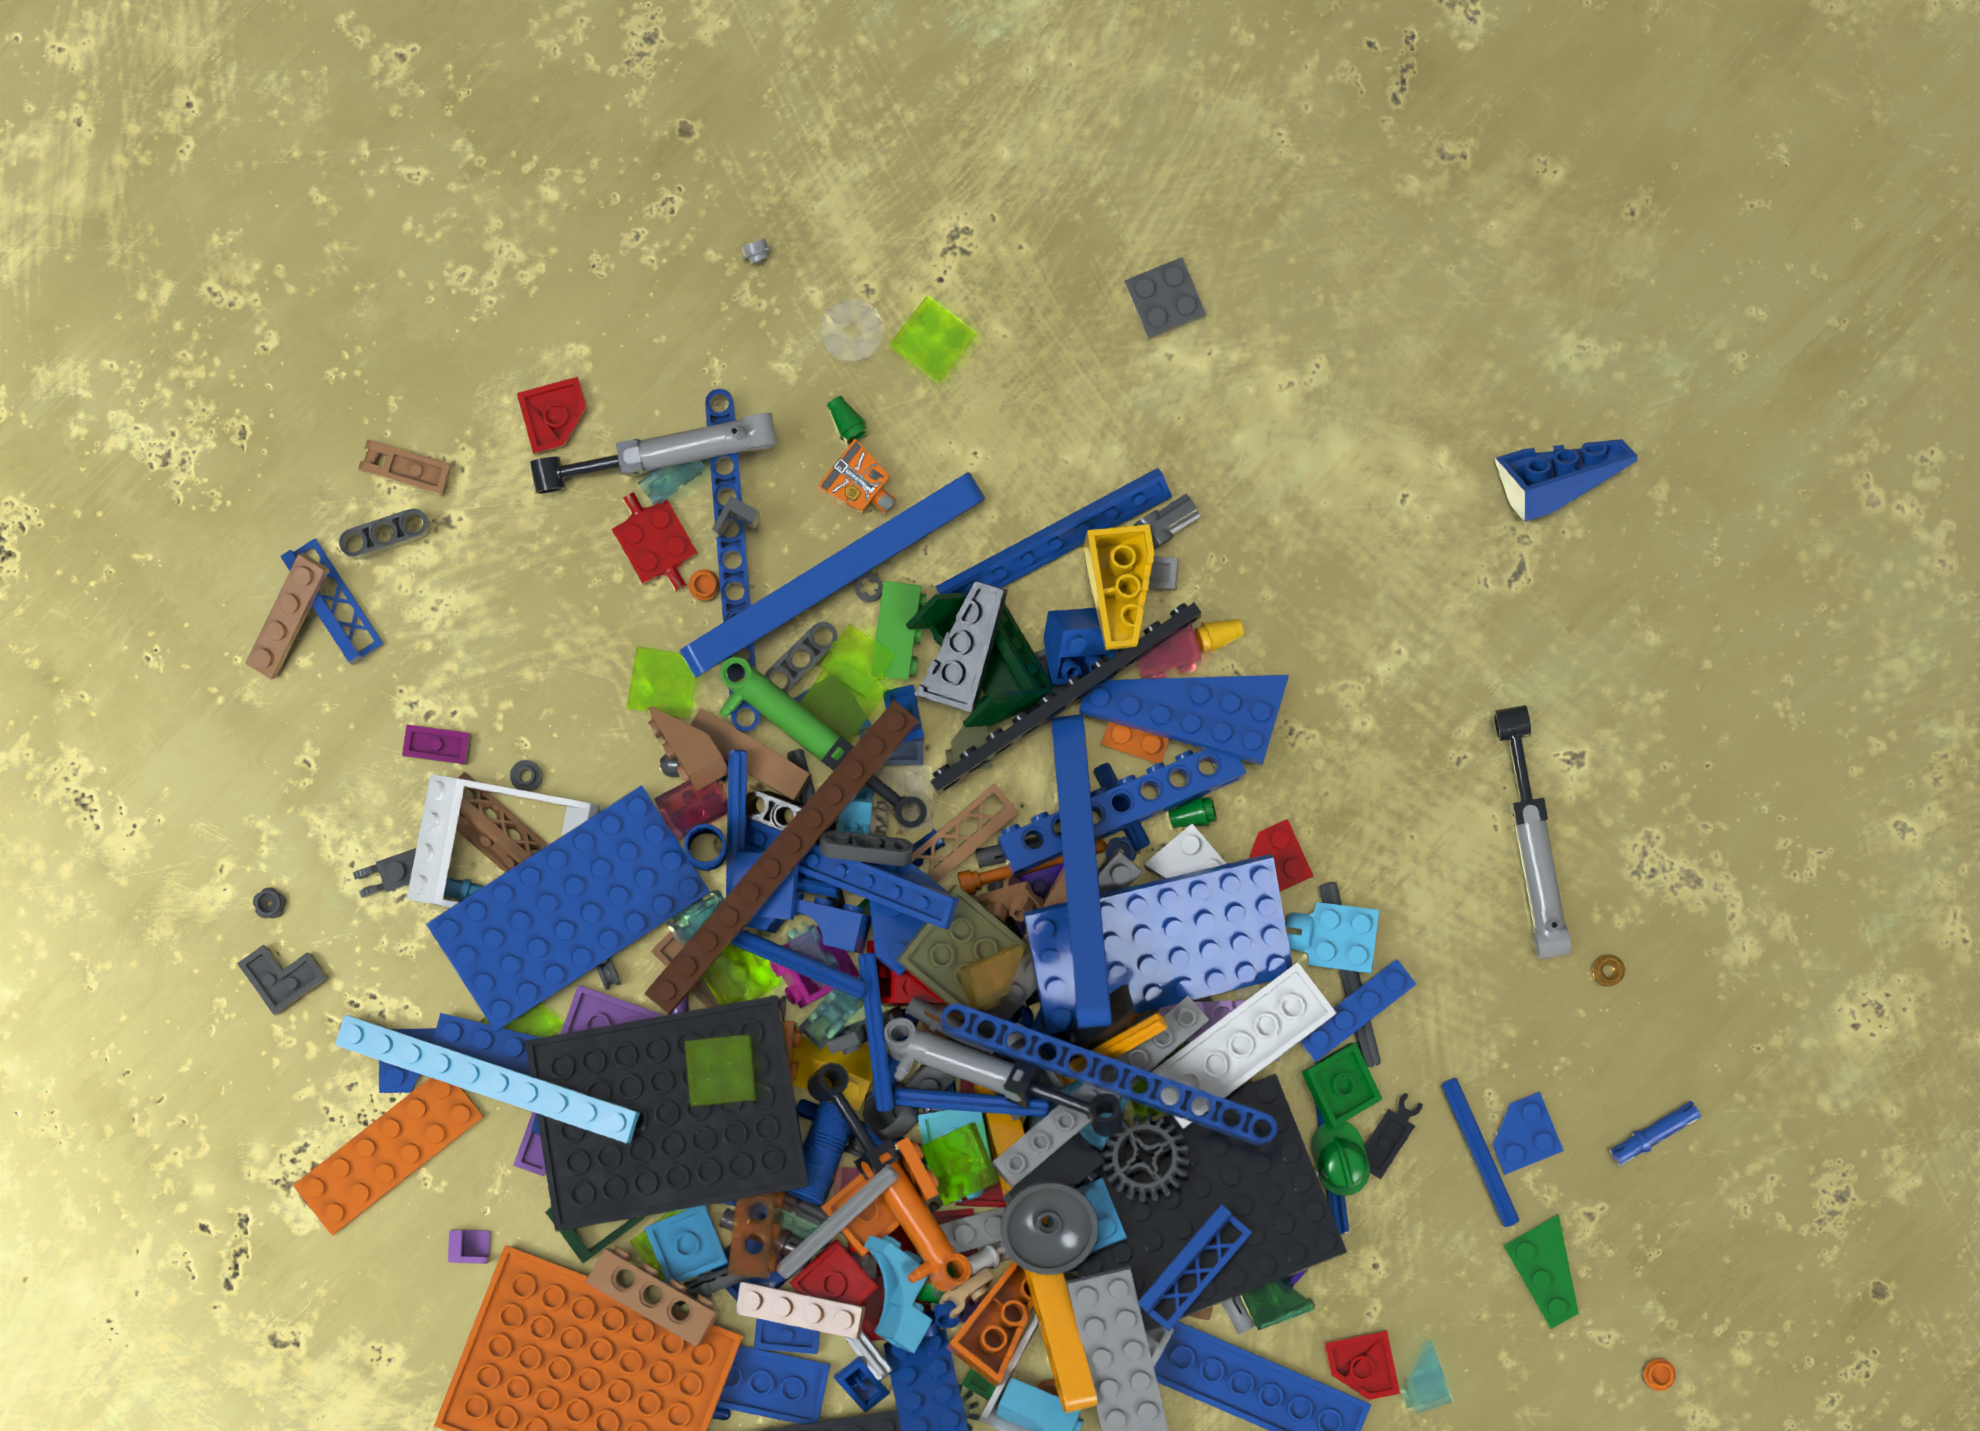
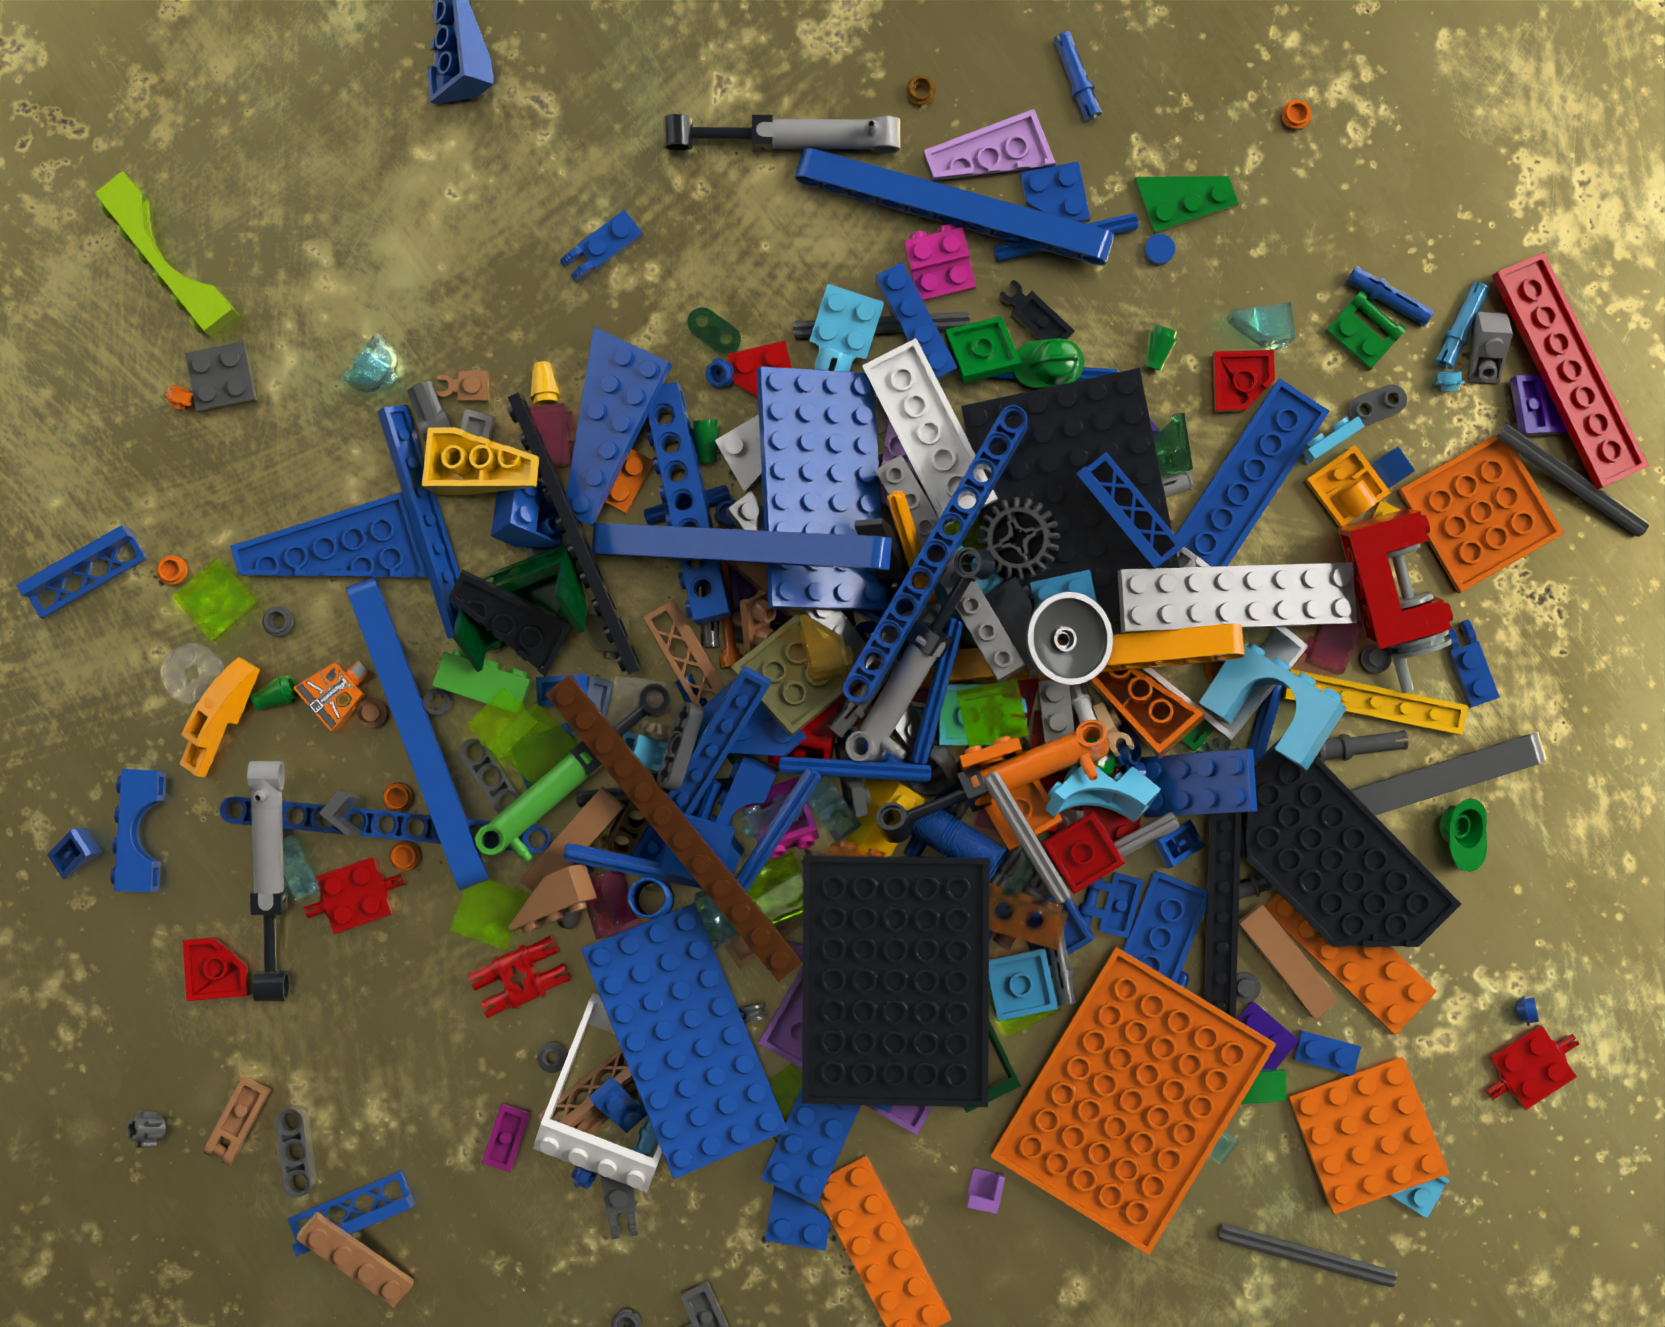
camera: 75 degrees left, 0 degrees up
(380, 378) = (146, 1129): none -> dark grey gear
(410, 831) = (583, 1177): none -> blue plate
(487, 1078) = (831, 1145): medium azure plate -> none
(490, 853) = (618, 1104): none -> blue plate
(606, 709) = (523, 960): none -> red pin
(606, 1279) = (1041, 1066): medium nougat brick -> none
(641, 313) = (134, 867): none -> blue arch
(646, 248) = (74, 852): none -> blue slope
(720, 1070) = (865, 922): clear neon green plate -> none
(756, 251) = (98, 749): light grey plate -> none
(763, 566) = (397, 797): none -> orange plate
(800, 1310) = (1102, 888): plate -> none
(821, 365) = (218, 706): none -> light orange slope
(845, 522) = (372, 712): none -> medium nougat plate
(926, 398) = (268, 621): none -> dark grey plate
(944, 189) = (76, 562): none -> blue fence
(954, 288) = (172, 570): none -> orange plate
(1016, 468) = (355, 542): none -> blue wing
(1135, 259) = (178, 397): none -> orange plate
(1203, 557) = (470, 386): none -> medium nougat plate
(1205, 454) = (373, 366): none -> clear light blue cylinder
(1263, 807) = (712, 373): none -> blue plate
(1310, 800) = (713, 331): none -> clear green plate
(1322, 169) = (130, 208): none -> lime arch
(1380, 667) = (603, 244): none -> blue hinge
(1383, 1272) = (1159, 346): none -> green cone
(1426, 1023) = (939, 262): none -> dark pink plate
(1486, 1254) = (1159, 249): none -> blue tile
(1488, 1028) = (954, 206): none -> blue beam
(1561, 1063) = (998, 148): none -> lavender wing

